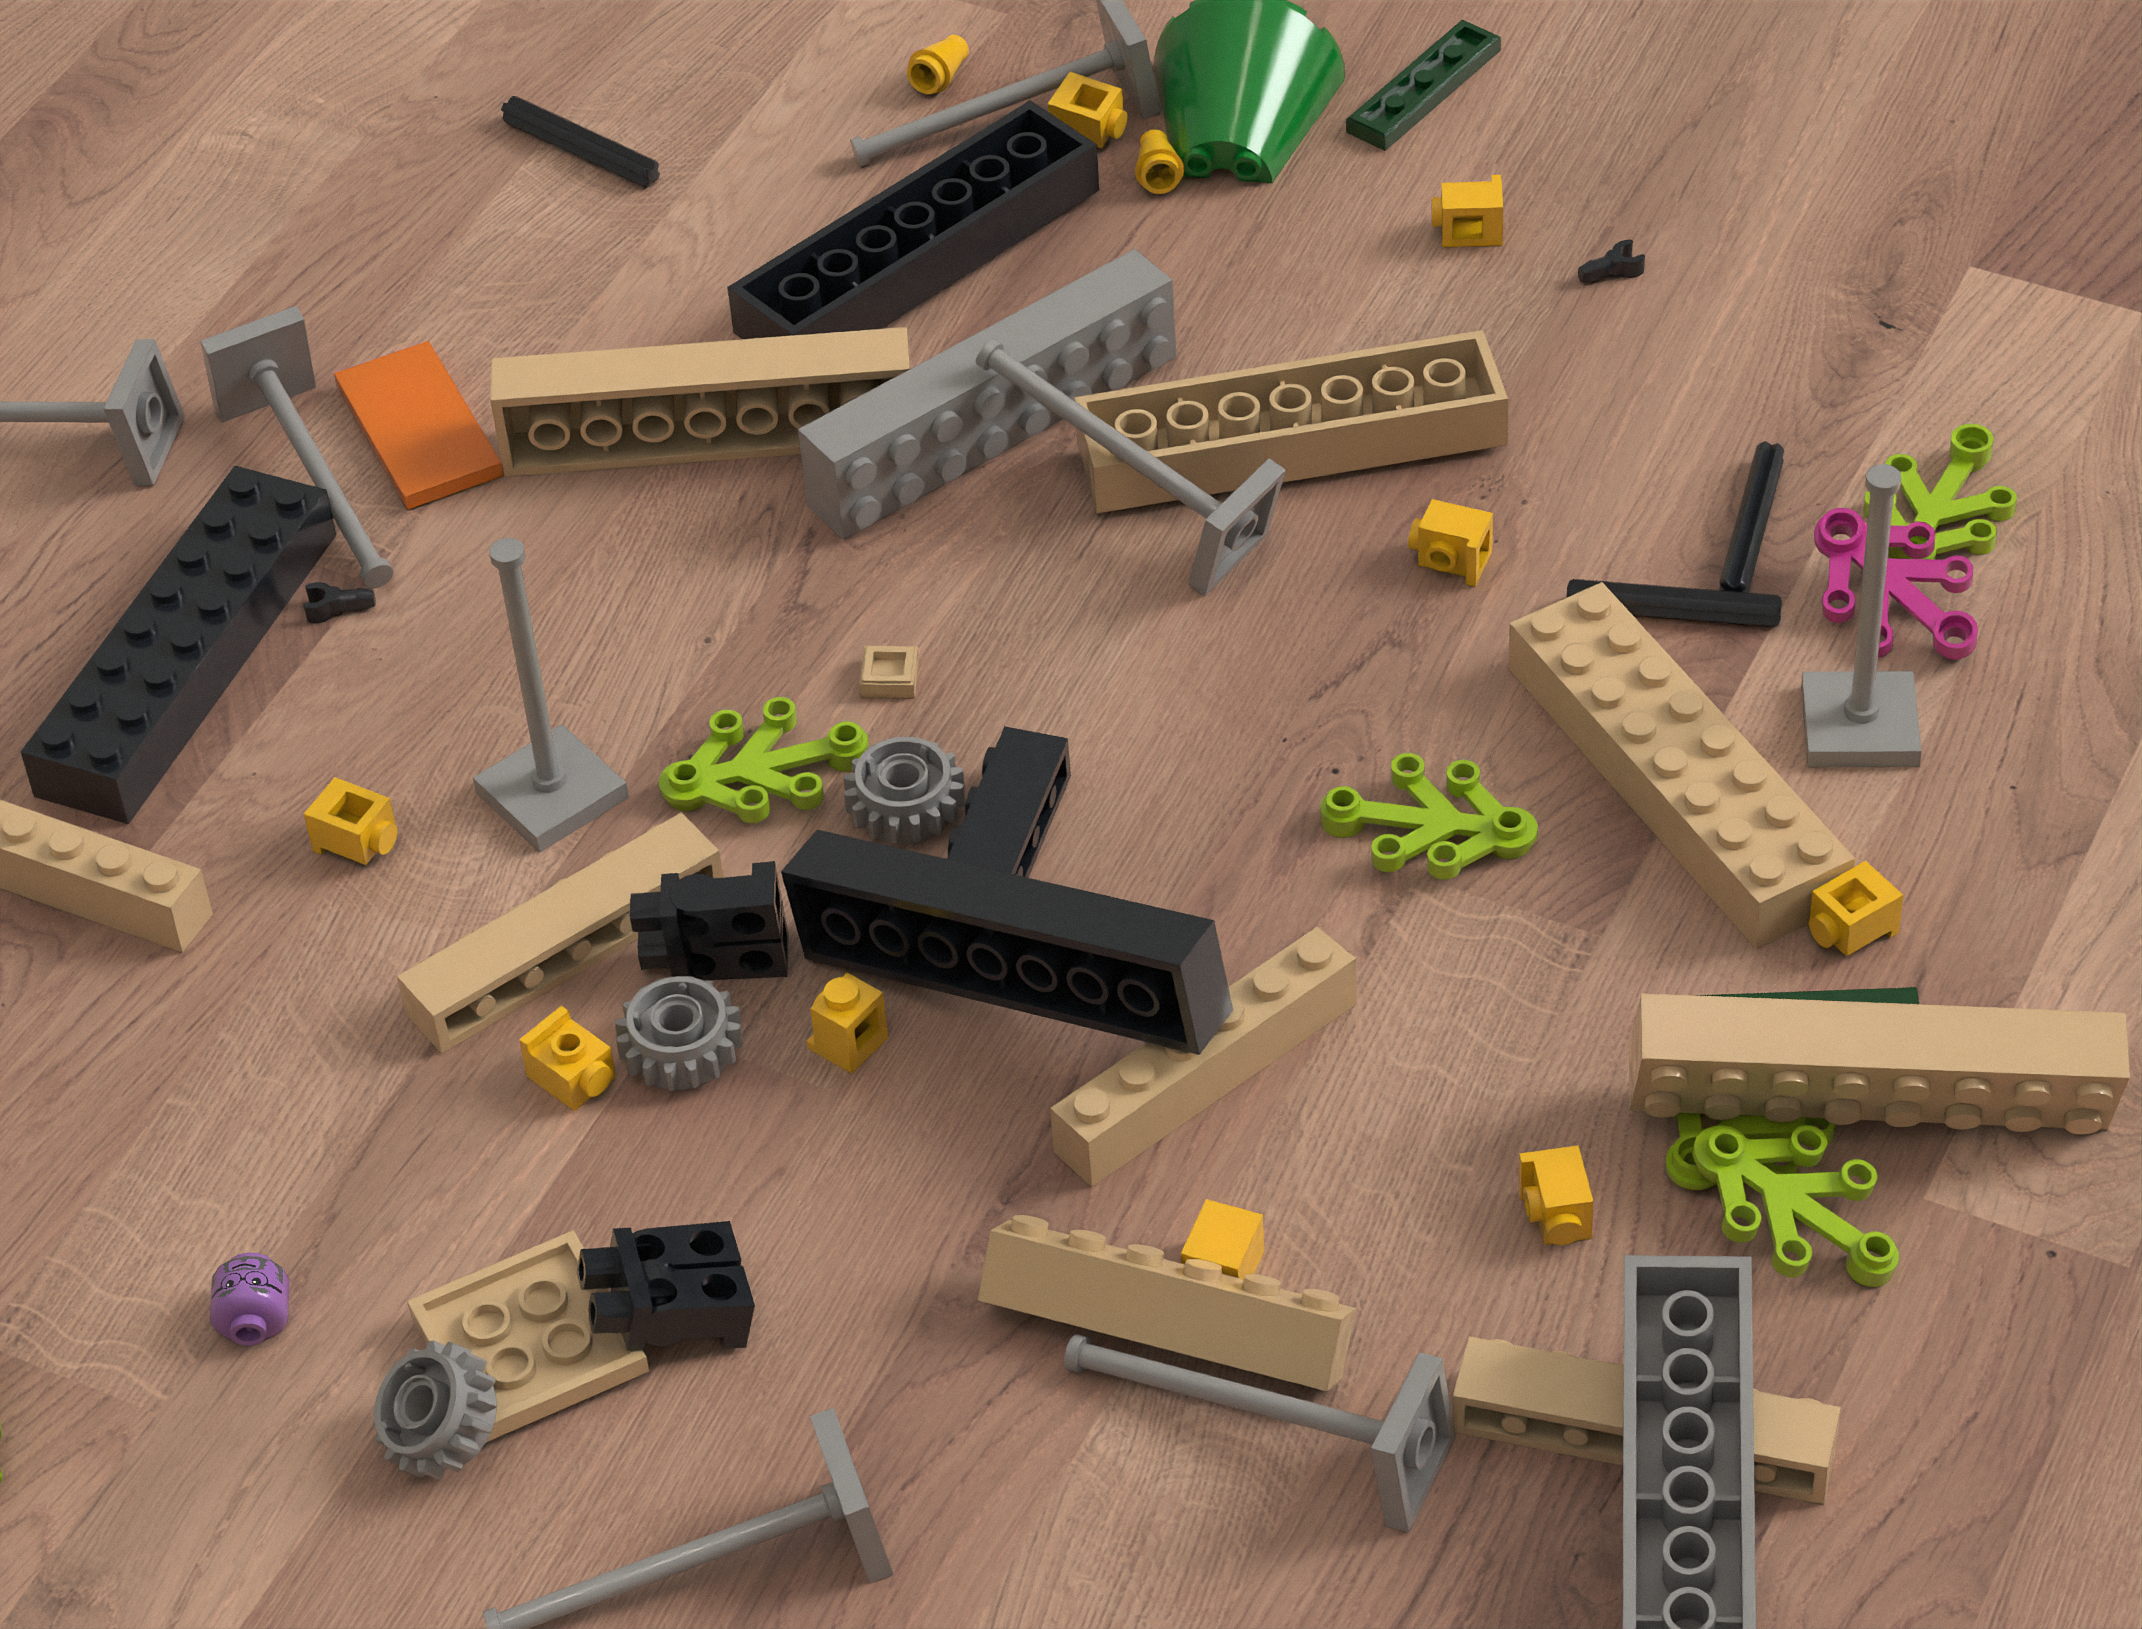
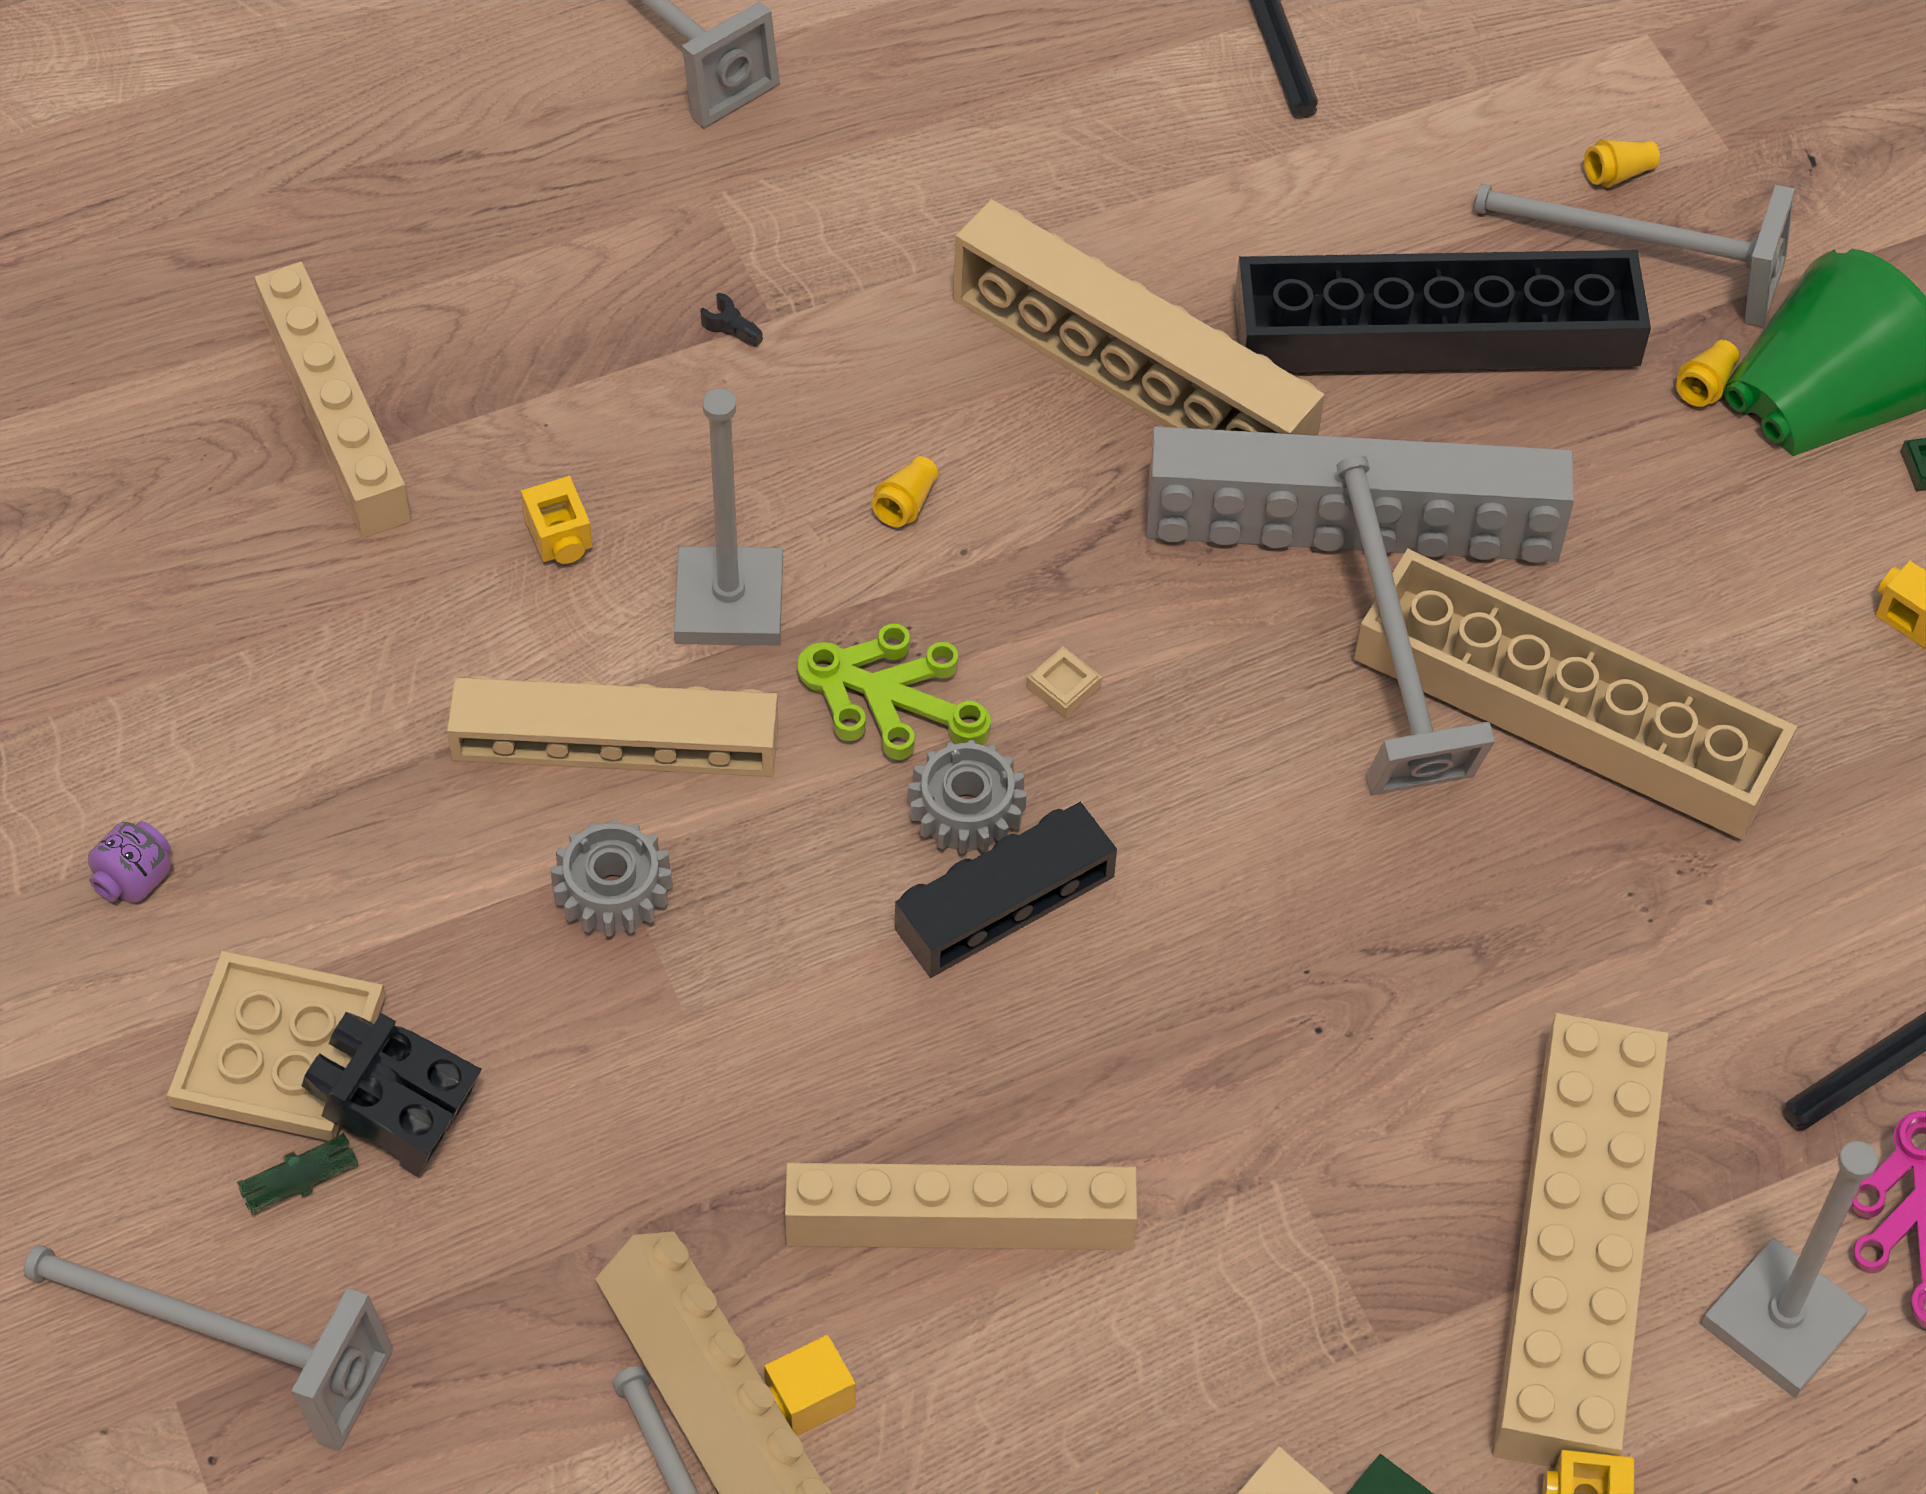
camera: 35 degrees right, 10 degrees up
(179, 645) = (585, 279): black brick -> none
(265, 367) = (844, 83): light grey tile -> none
(418, 425) = (928, 198): orange tile -> none
(435, 1409) = (147, 1057): light grey gear -> none
(567, 1059) = (516, 837): yellow brick -> none
(620, 625) = (903, 494): none -> yellow cone
(645, 1411) = (297, 1174): none -> clear green pin
(714, 926) = (710, 812): black hips -> none
(840, 1010) = (729, 954): yellow brick -> none
(1009, 941) = (883, 1001): black brick -> none
(1090, 108) = (1692, 287): yellow brick -> none
(1453, 539) = (1604, 897): yellow brick -> none
(1497, 829) = (1343, 1140): lime plant -> none
(1691, 603) = (1737, 1092): black axle -> none

